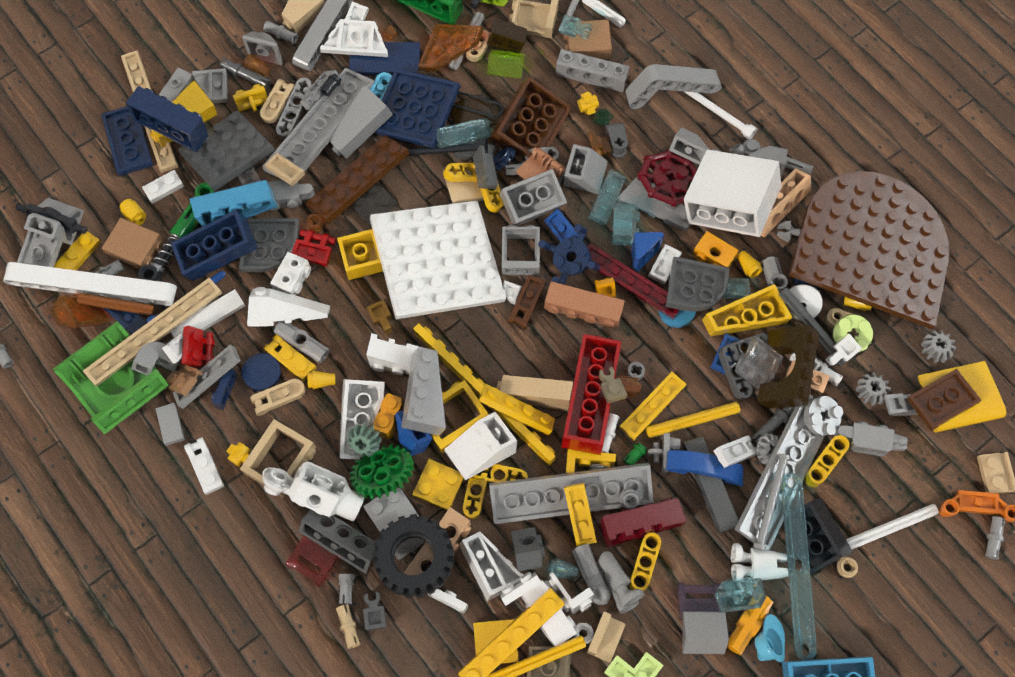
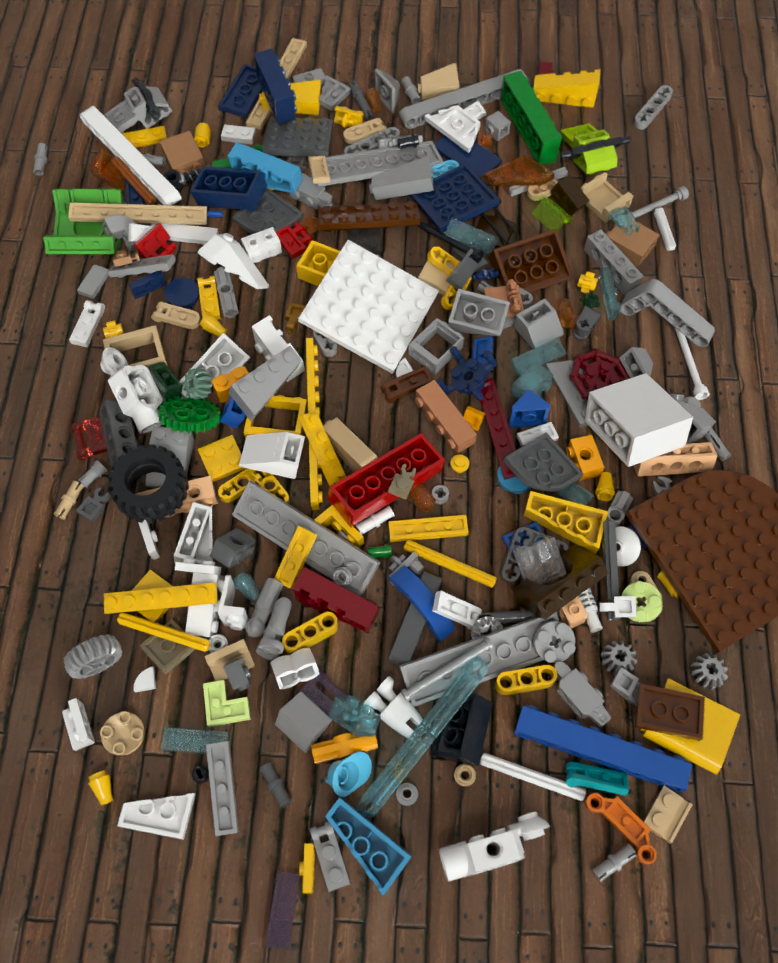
camera: 40 degrees right, 5 degrees down
(333, 460) = (165, 381): none -> clear green brick
(387, 13) = (497, 125): none -> light grey brick
(424, 321) = (321, 343): none -> light grey beam
(612, 99) = (609, 293): none -> clear light blue plate
(623, 641) = (238, 674): none -> dark grey brick
(627, 333) = (459, 463): none -> yellow plate
(661, 598) = (295, 668): none -> white brick
(829, 617) = (407, 801): none -> light grey plate
(918, 465) = (603, 748): none -> blue brick
(918, 603) = (472, 858): none -> white brick
(934, 489) = (596, 778): none -> teal plate

